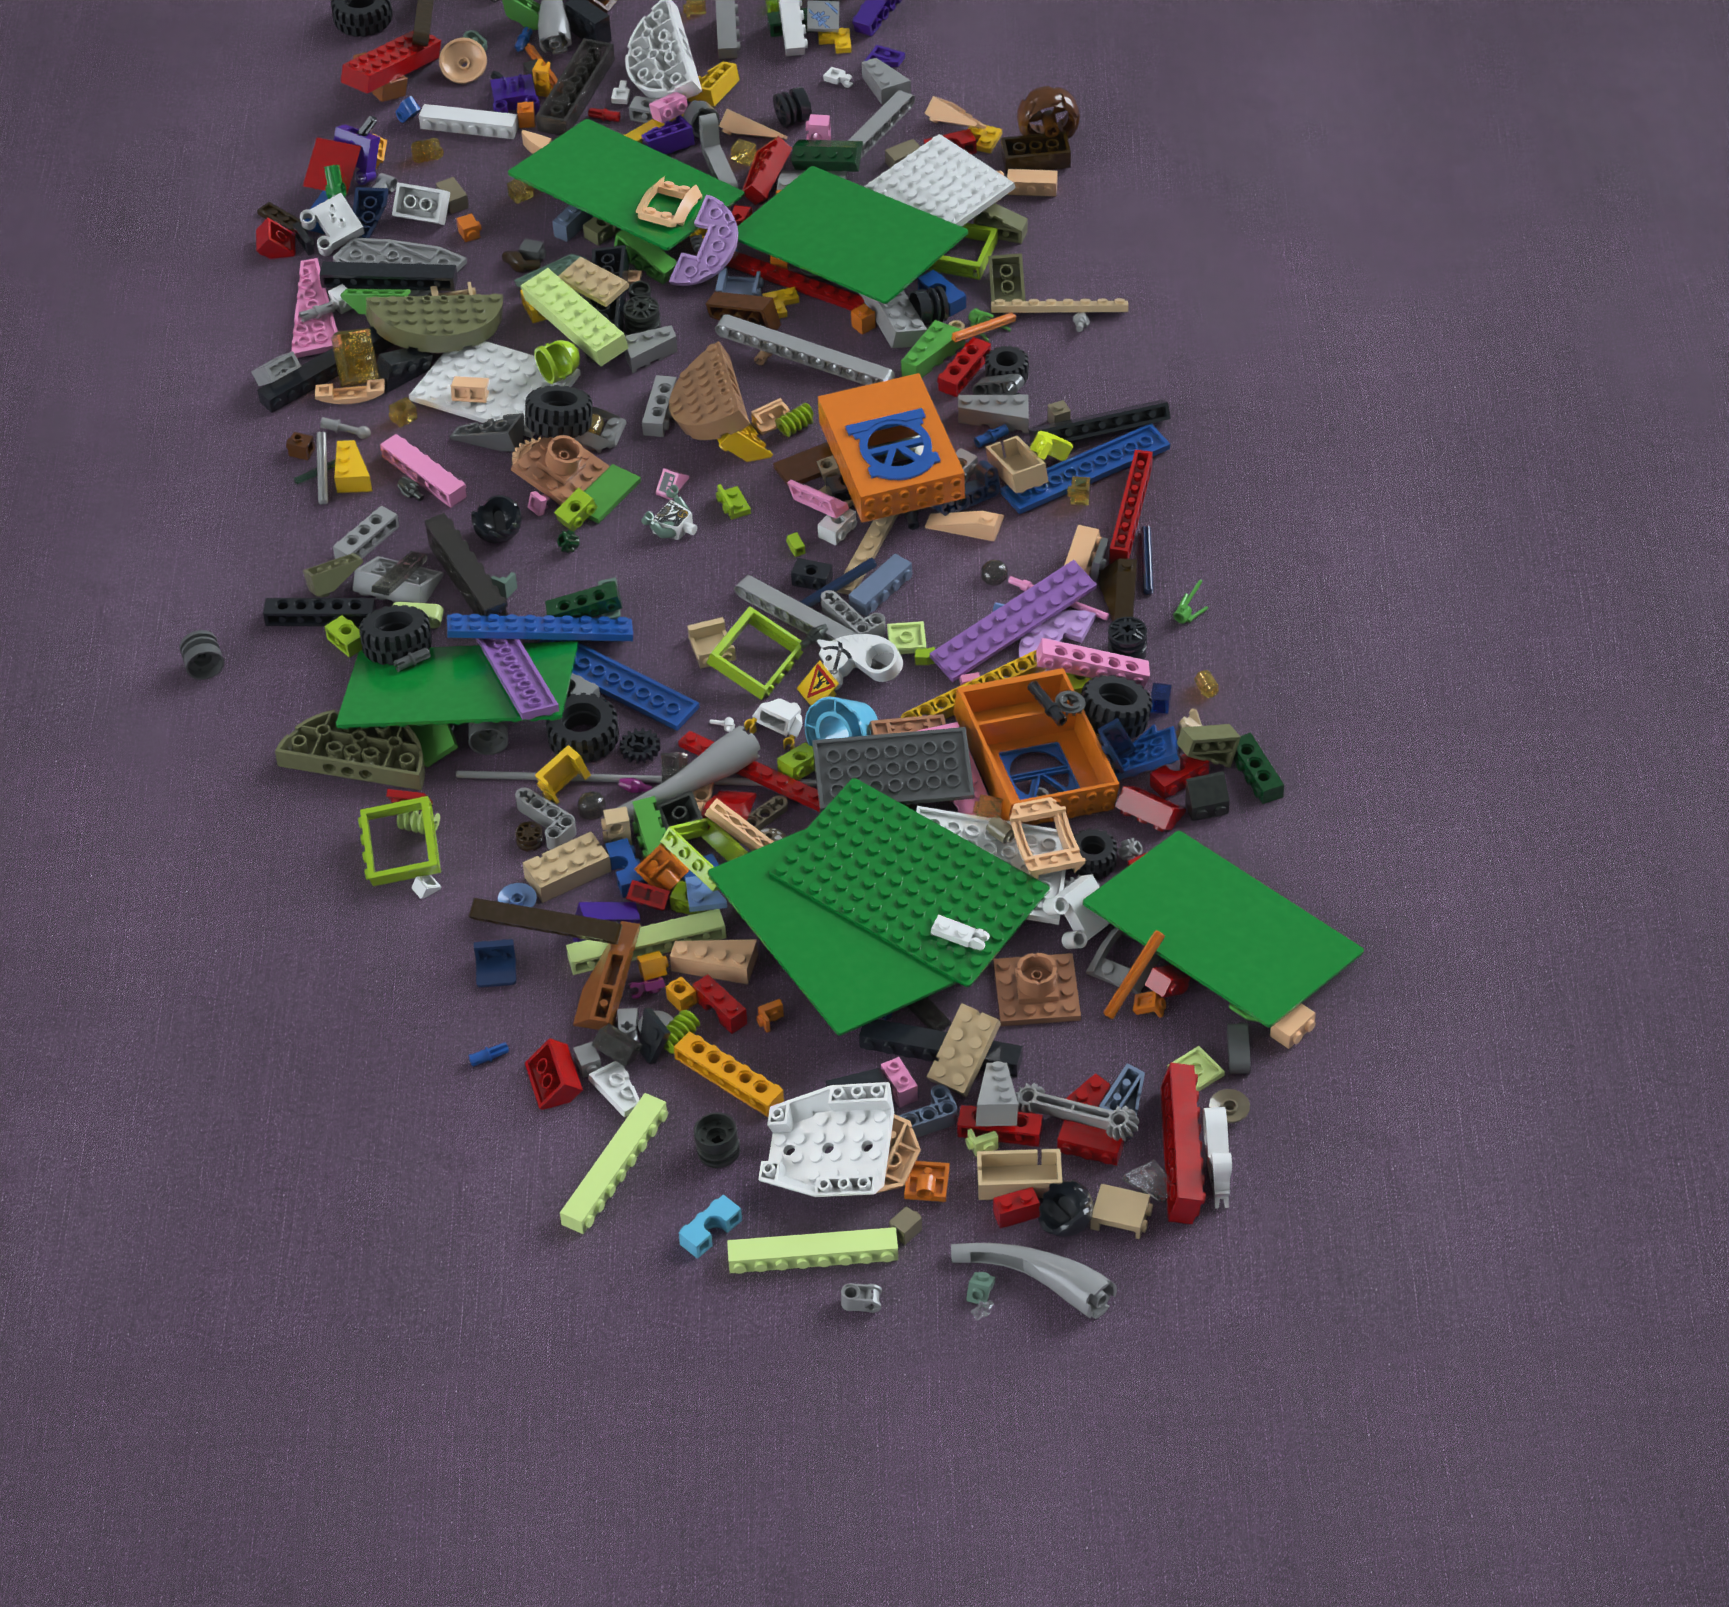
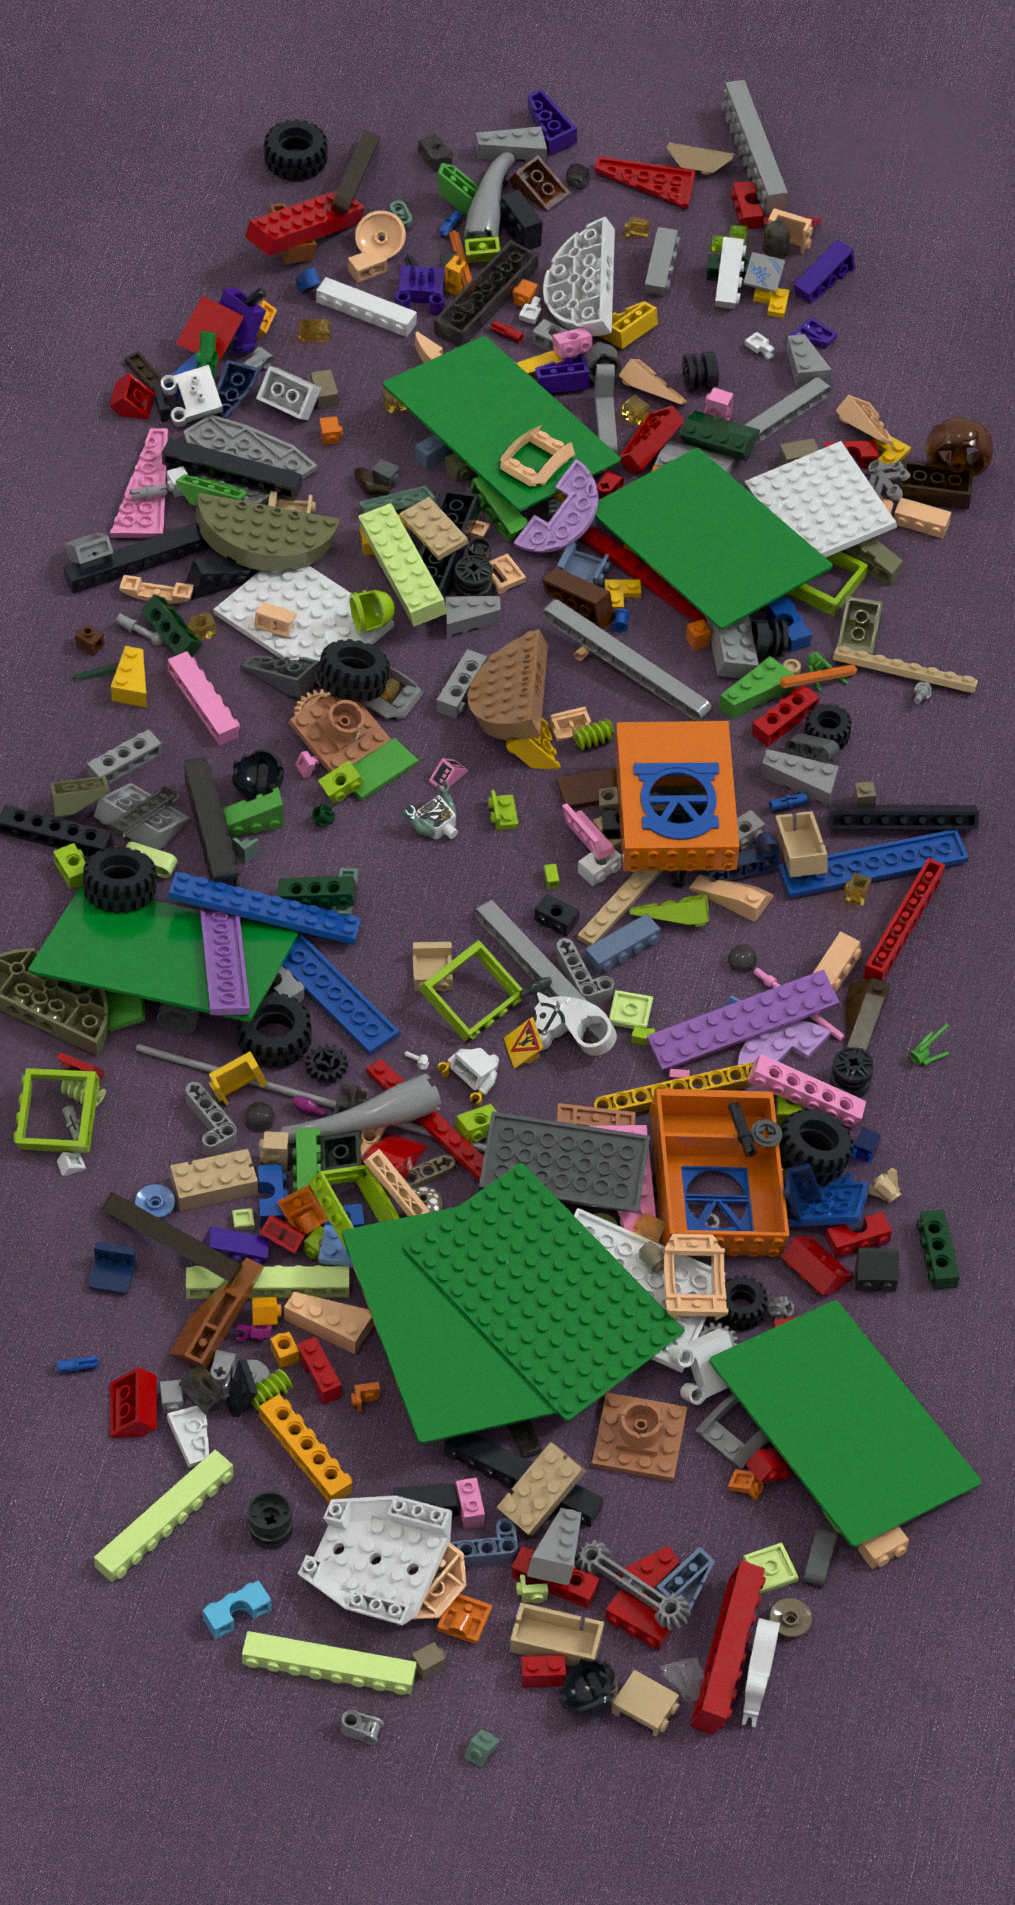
camera: 10 degrees right, 5 degrees up
(322, 468) = (103, 670): light grey axle -> none
(354, 357) = (170, 555): clear yellow slope -> none
(373, 417) = (170, 626): none -> dark green brick
(410, 488) = (184, 715): pearl dark grey piece -> none
(412, 659) = (127, 911): dark grey axle -> none
(414, 848) = (69, 1114): none -> light grey pin
(457, 89) = (366, 266): none -> light nougat slope
(506, 554) = (256, 815): none -> bright green wedge
(526, 114) = (426, 313): orange brick -> none
(529, 837) = (187, 1136): dark brown wheel -> none
(559, 52) = (481, 249): none -> lime brick
(605, 894) = (243, 1219): none -> yellowish green tile
(610, 80) = (525, 292): none -> orange brick
(673, 307) = (508, 571): none -> light nougat plate
(788, 325) = (621, 616): none -> blue bush
(837, 719) = (529, 1093): medium azure cone -> none
(840, 582) = (580, 932): dark blue axle -> none
(929, 544) = (687, 911): none -> lime wedge
(959, 933) = (574, 1361): white hinge -> none
(982, 1309) = (475, 1772): clear piece -> none
(1001, 163) = (877, 469): none -> light grey plant
(1052, 445) = (843, 830): neon yellow arch -> none
(1069, 1279) = (571, 1765): light grey brick -> none
(1099, 561) = (850, 976): dark grey plate -> none
(1134, 974) = (737, 1450): orange axle -> none
(1147, 560) = (903, 984): dark blue axle -> none
(1206, 683) = (918, 1140): clear yellow brick -> none
(1210, 743) = (896, 1212): olive wedge -> none

